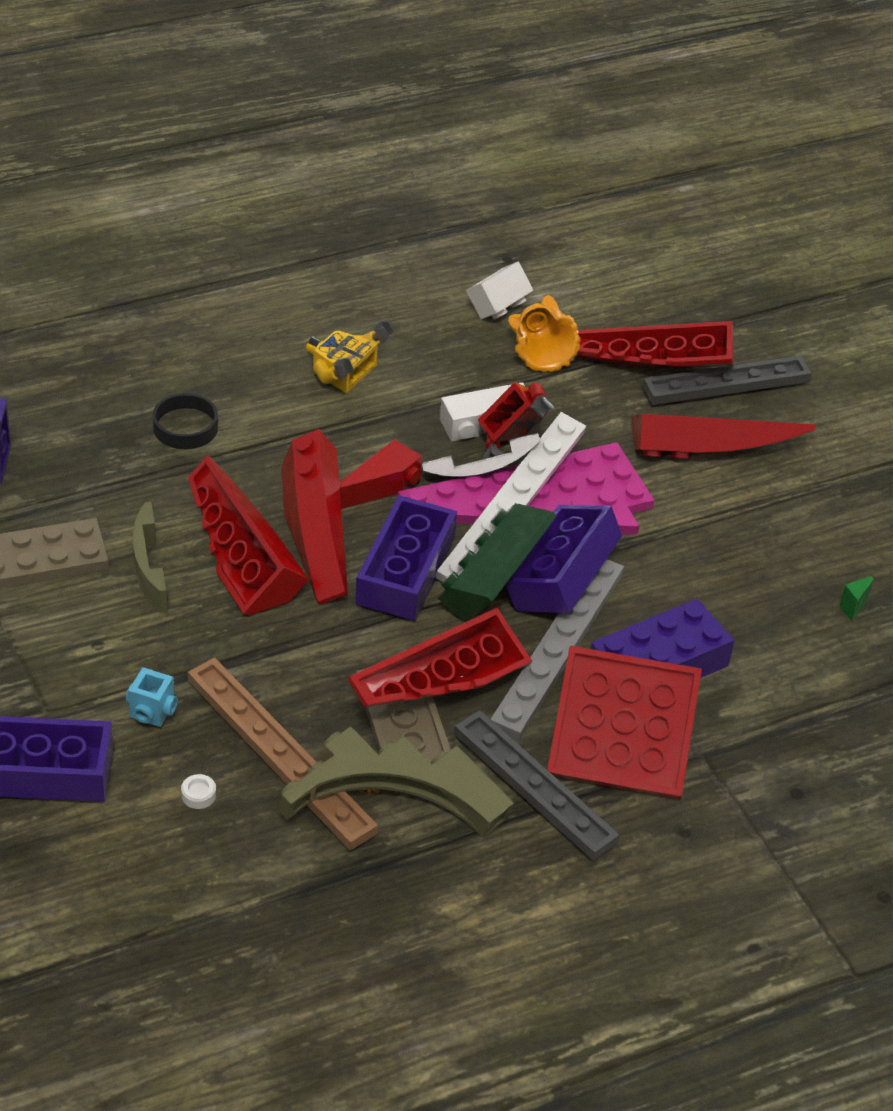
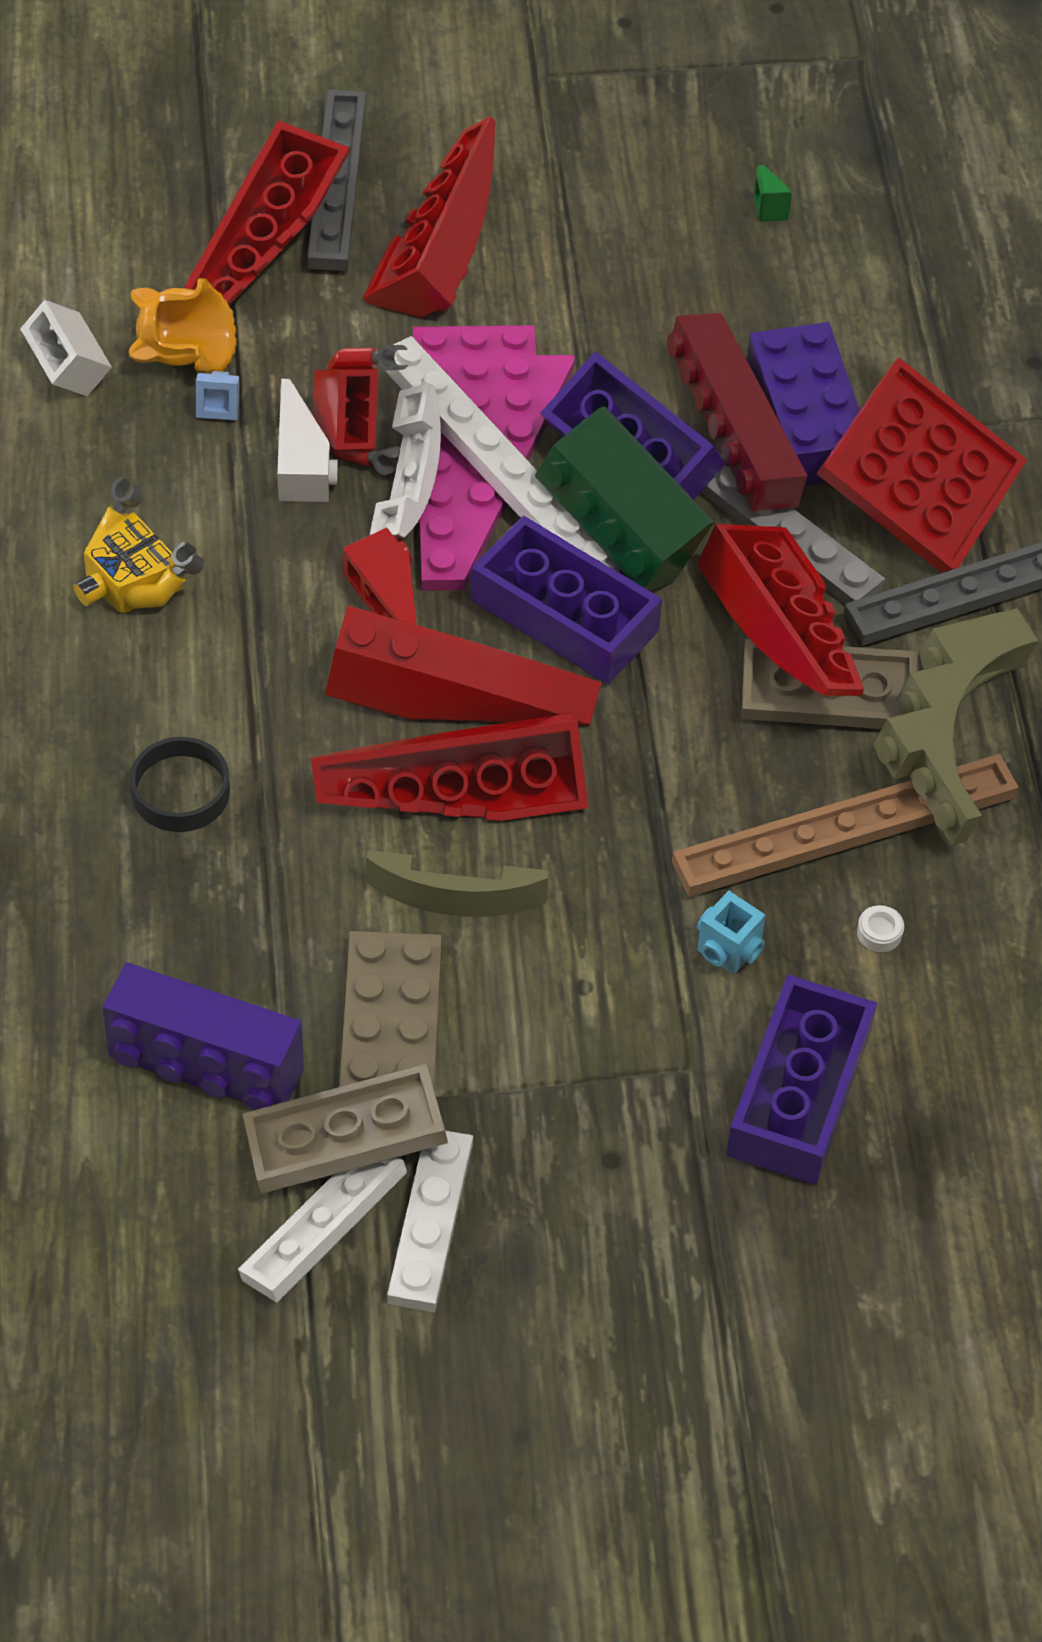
camera: 70 degrees left, 10 degrees up
(503, 364) = (217, 396): none -> light blue tile
(622, 607) = (737, 412): none -> dark red brick

